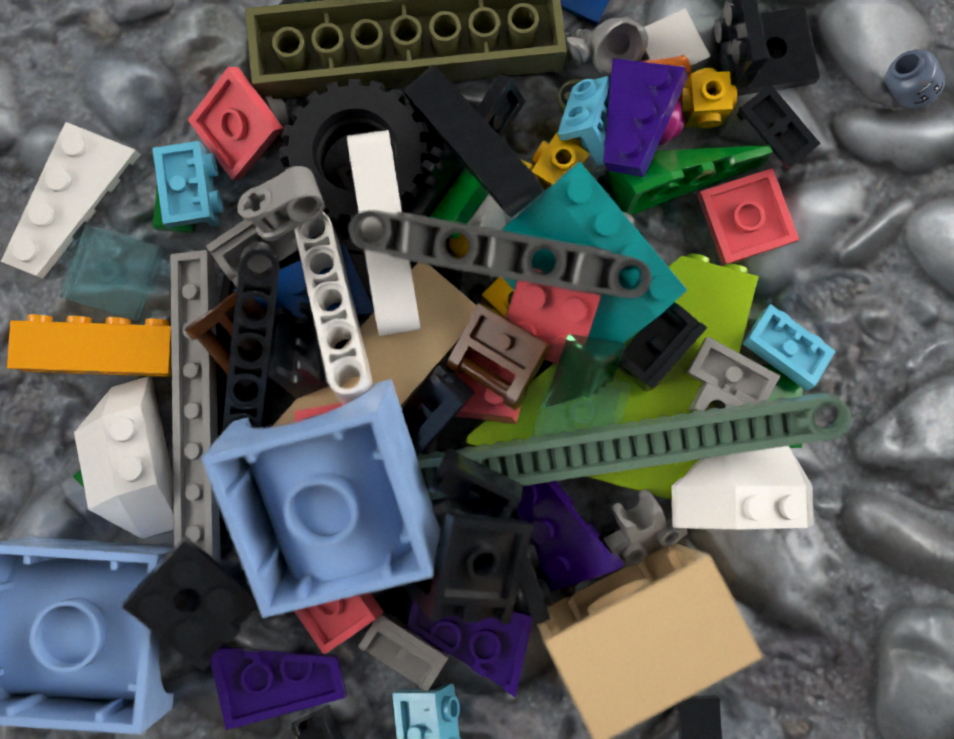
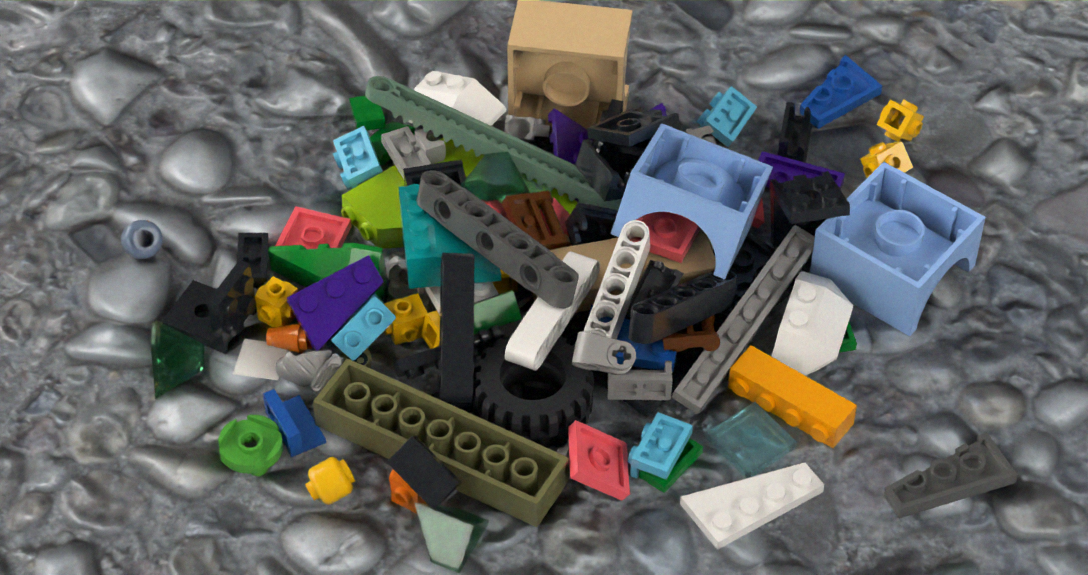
camera: 140 degrees left, 35 degrees down
(852, 448) = (367, 113): none -> green tile

